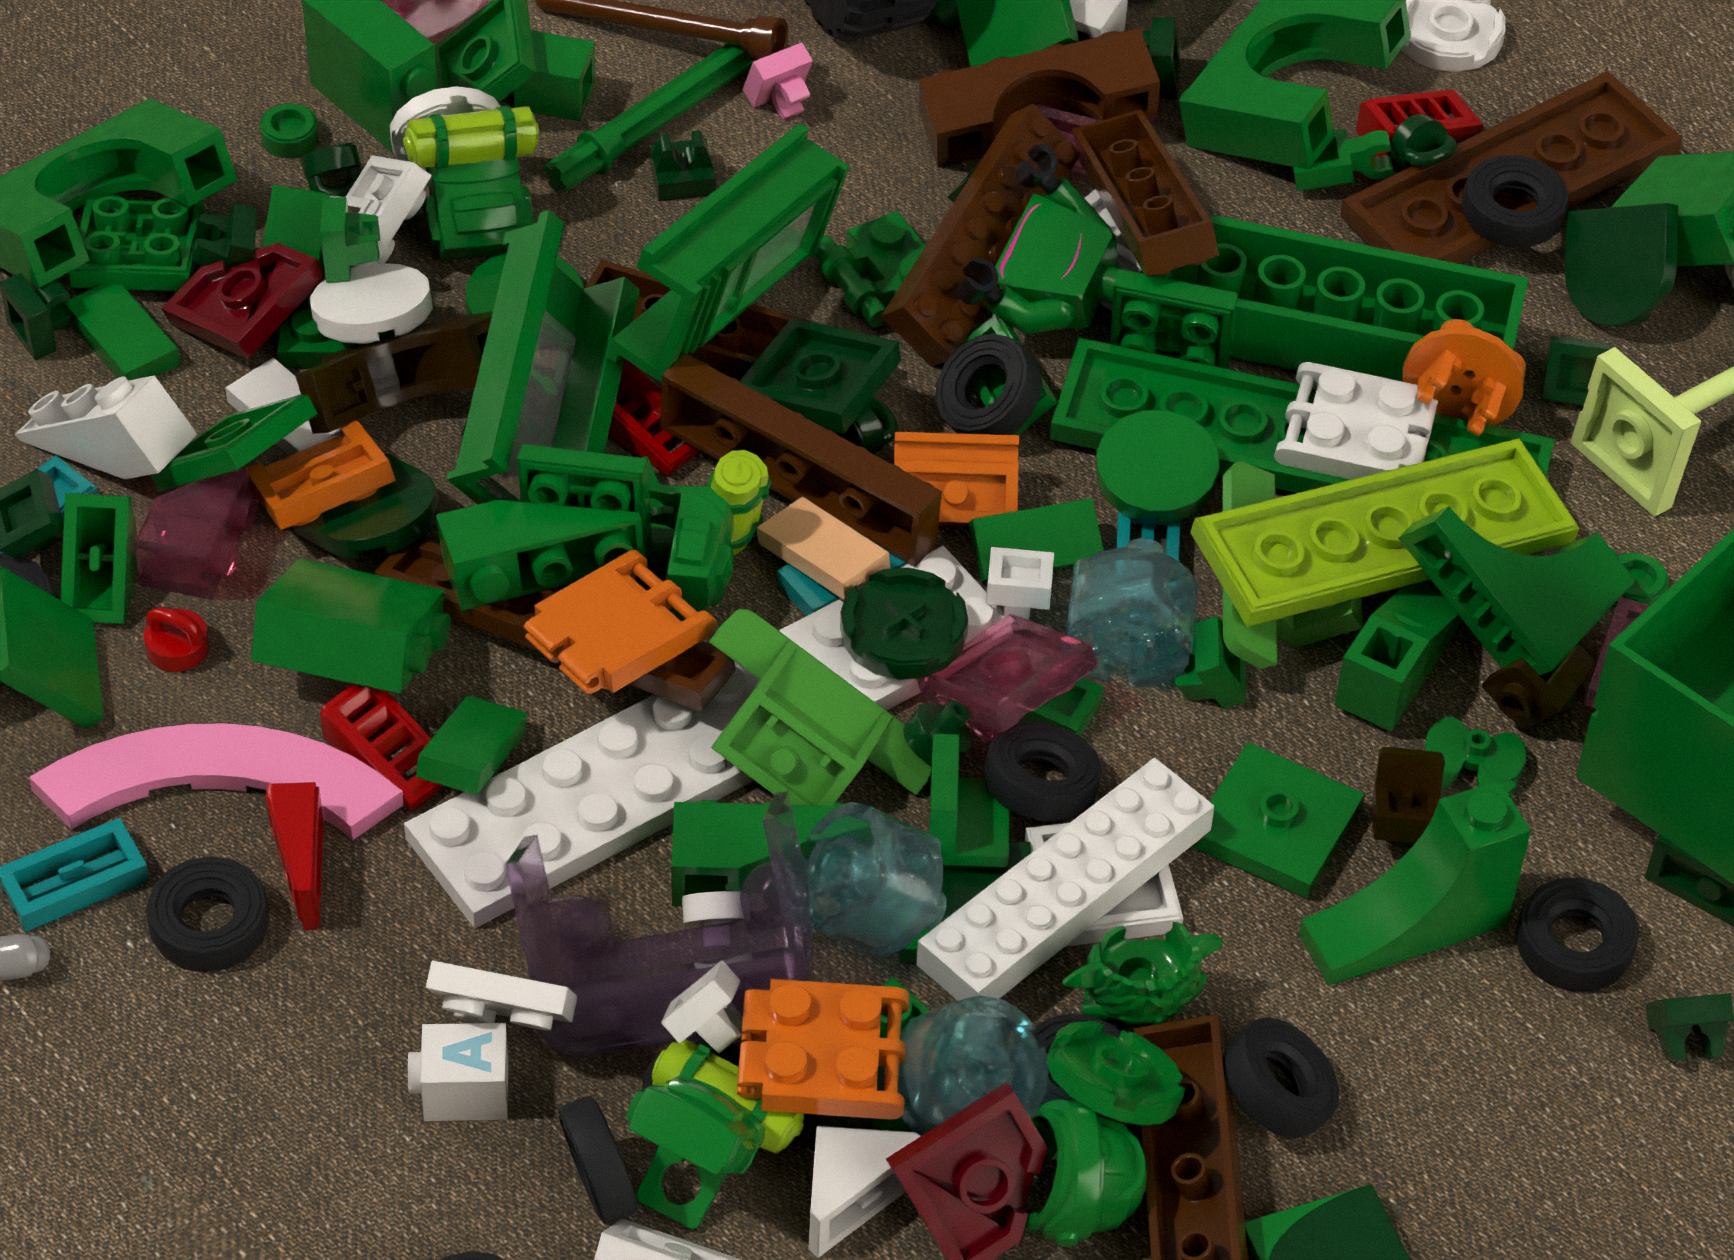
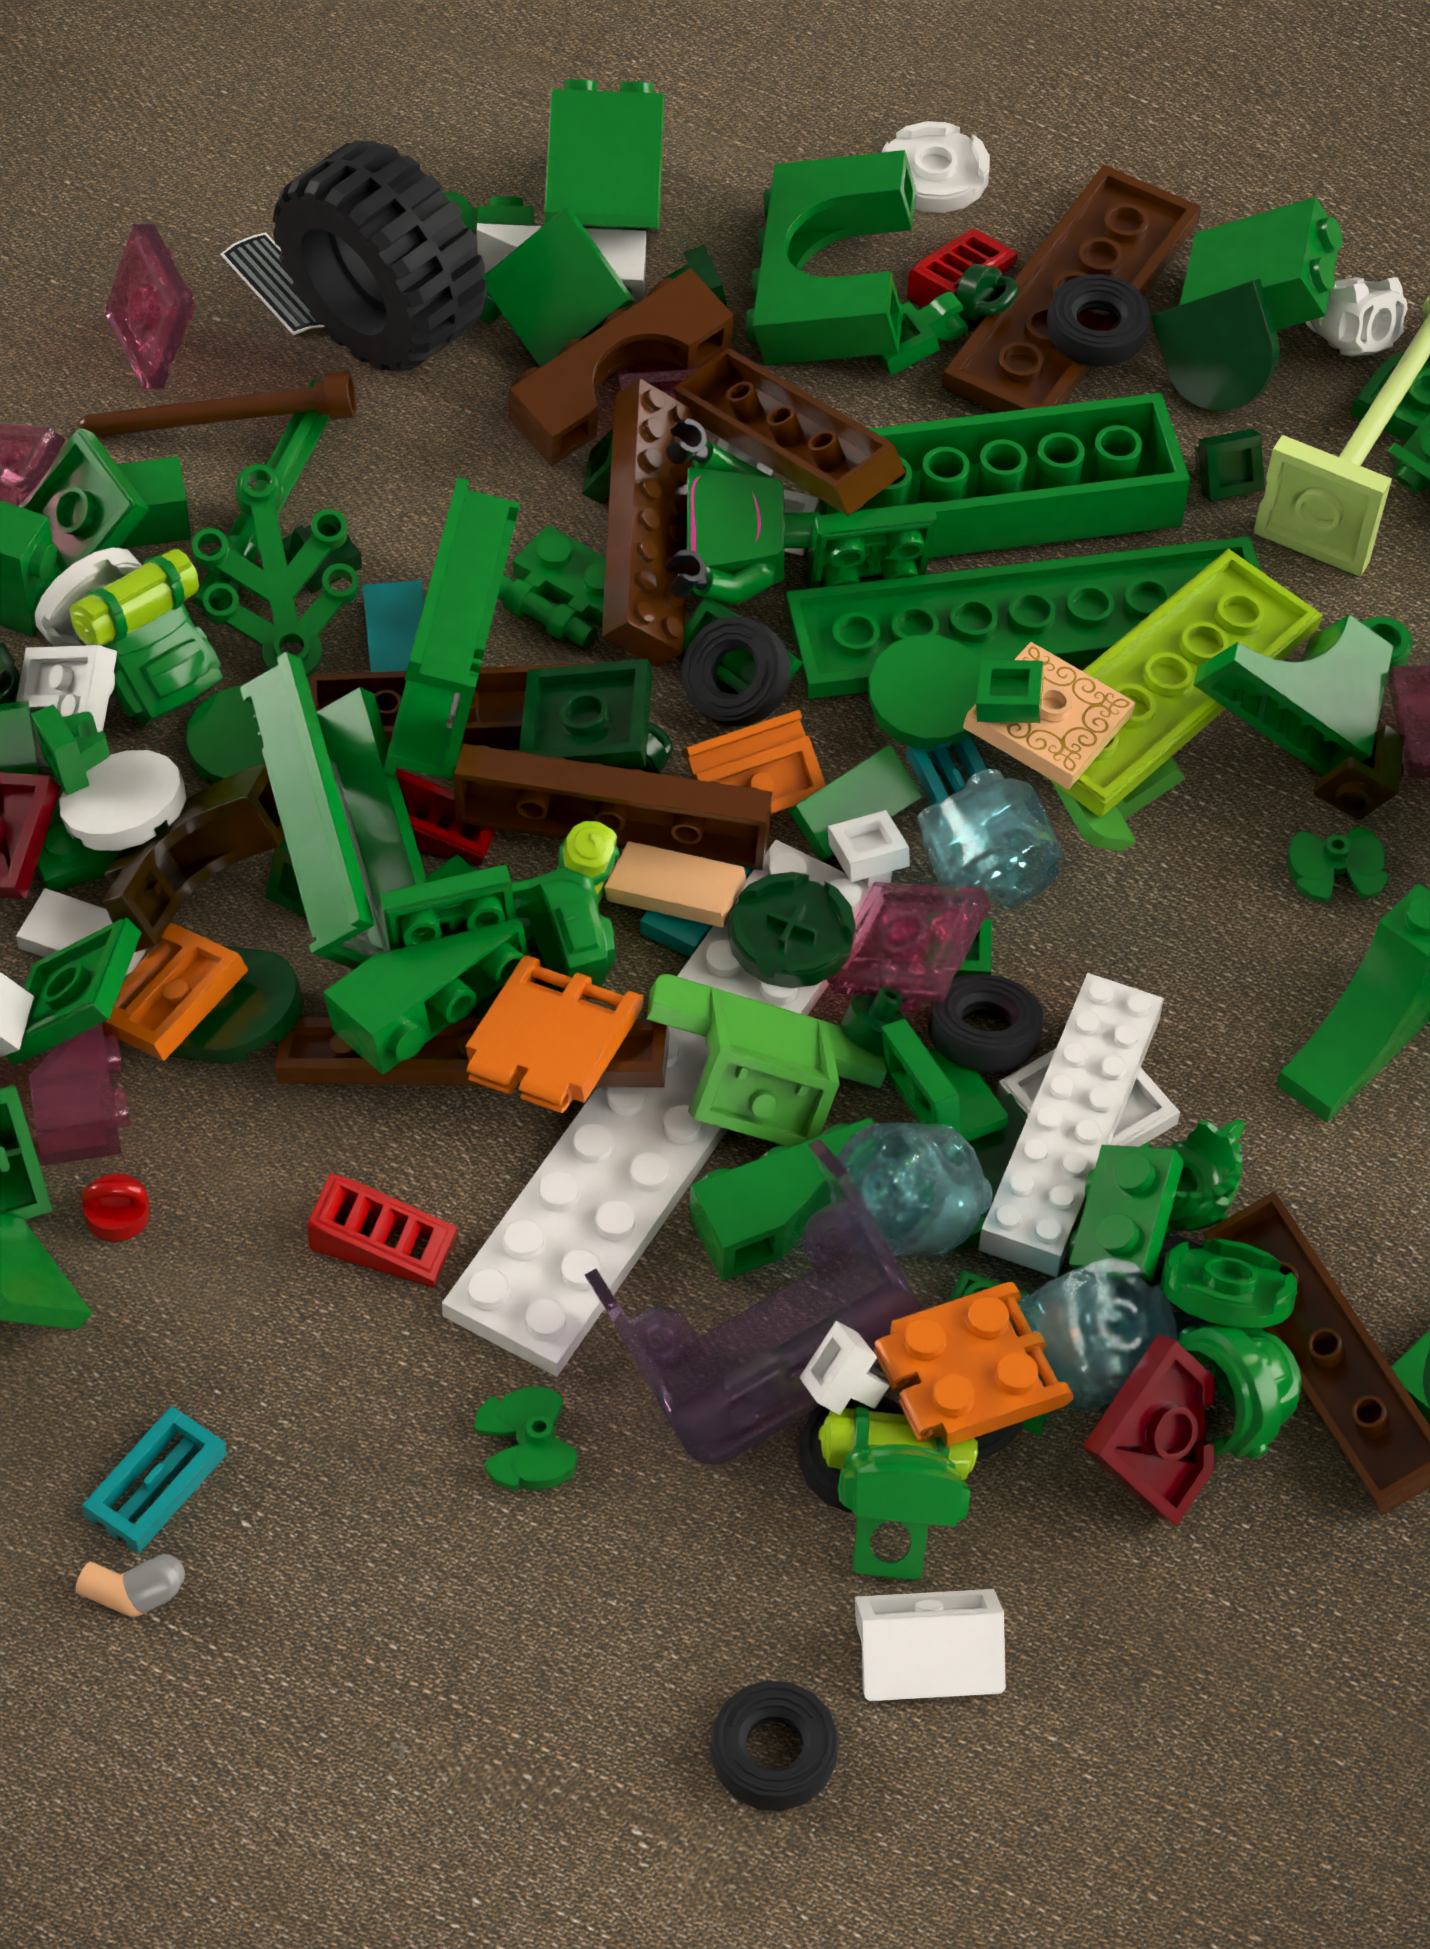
camera: 25 degrees left, 5 degrees up
(212, 948) = (316, 1503): black tyre -> none
(214, 758) = (230, 1307): bright pink tile -> none
(298, 833) = (352, 1355): red slope -> none
(349, 625) = (292, 1131): green brick -> none
(404, 988) = (539, 1457): none -> green piece
(461, 1072) = (638, 1520): white brick -> none
(471, 745) = (464, 1202): green tile -> none
(482, 994) = (622, 1443): white plate -> none
(598, 1160) = (817, 1553): black tyre -> none
(622, 173) = (276, 581): none -> green plant
(711, 908) = (776, 1271): white tile -> none
(780, 80) = (369, 433): bright pink tile -> none
(851, 1181) = (1035, 1471): white slope -> none
(1061, 969) = (1127, 1207): none -> green bracket
(1203, 474) = (1010, 691): none -> green tile
(1213, 668) = (1082, 867): green tile -> none
(1239, 514) = (1074, 723): none -> light nougat plate
(1263, 1095) = (1378, 1235): black tyre -> none
(1279, 819) = (1210, 985): green plate -> none
(1355, 423) = (1084, 585): white plate -> none
(1396, 654) = (1230, 791): green slope -> none
(1405, 794) = (1308, 926): dark brown bracket -> none
(1443, 361) = (1154, 507): orange plate -> none

